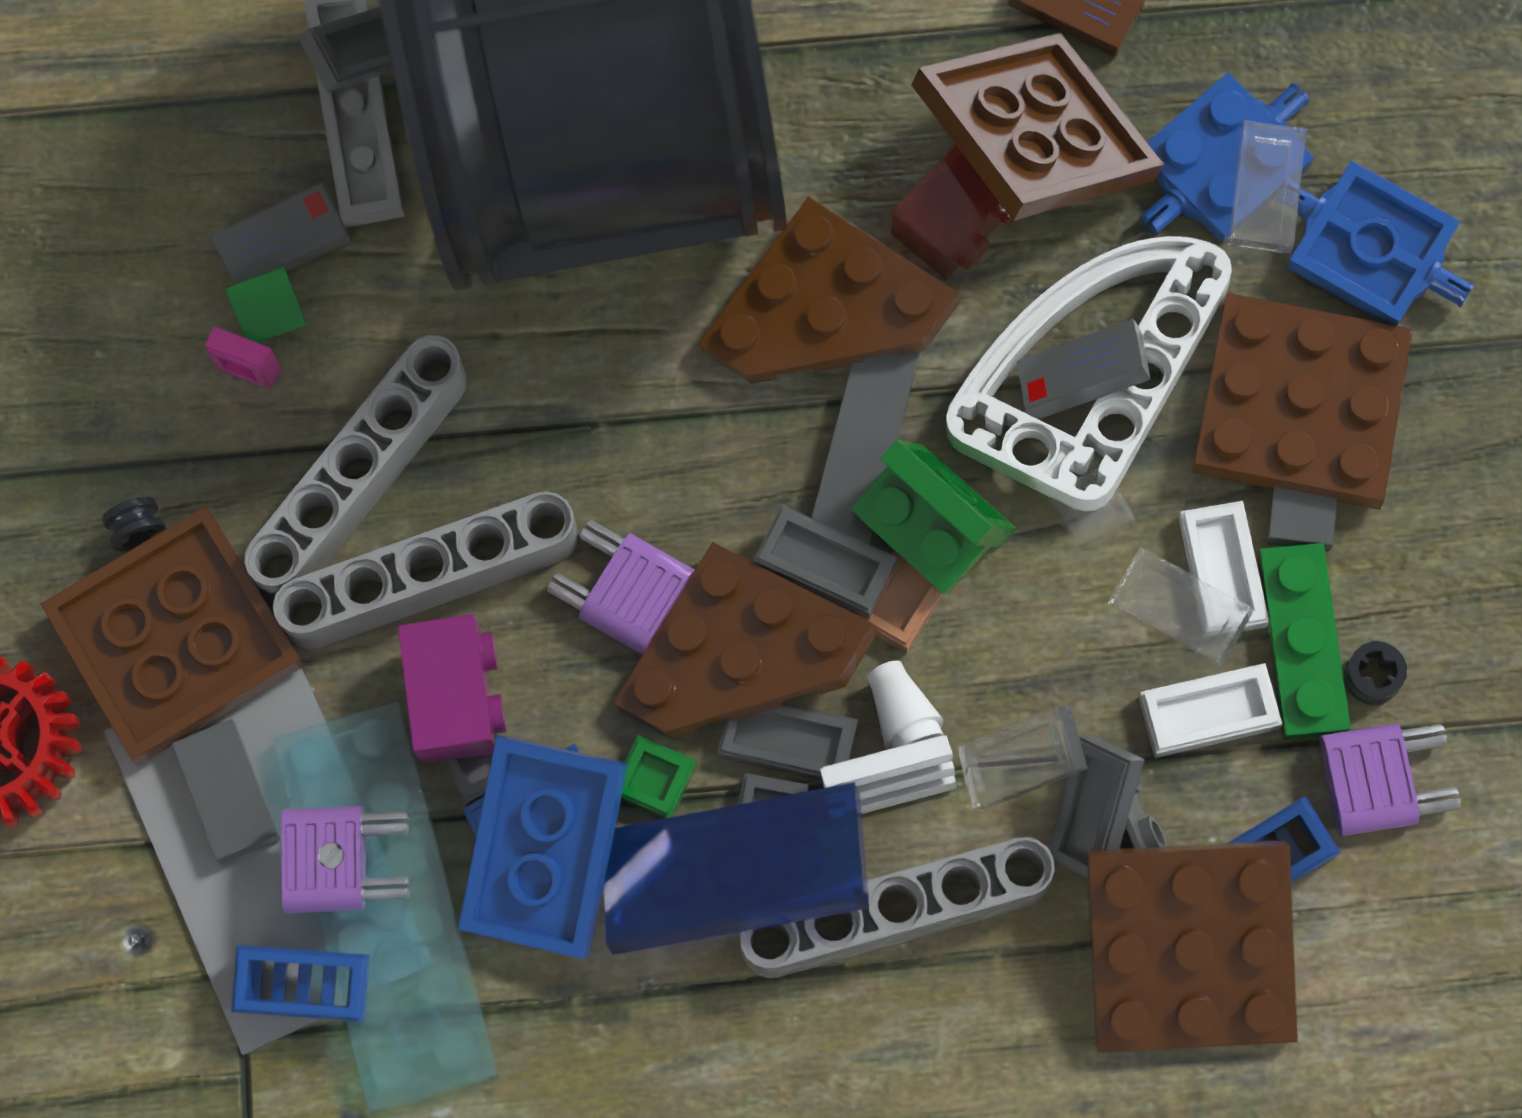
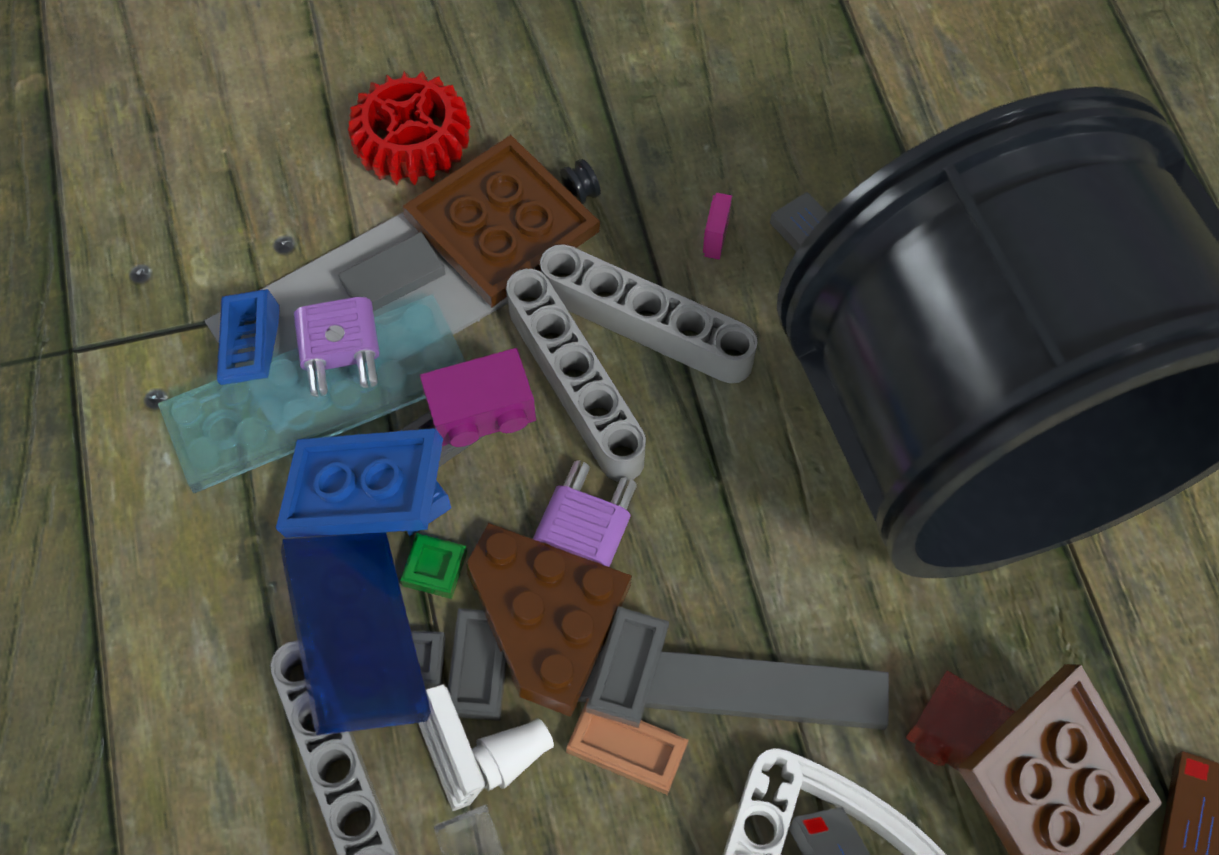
camera: 75 degrees right, 10 degrees down
(266, 305) = (761, 235): green tile -> none
(826, 302) = (857, 636): reddish brown plate -> none
(930, 515) = (685, 749): green bracket -> none

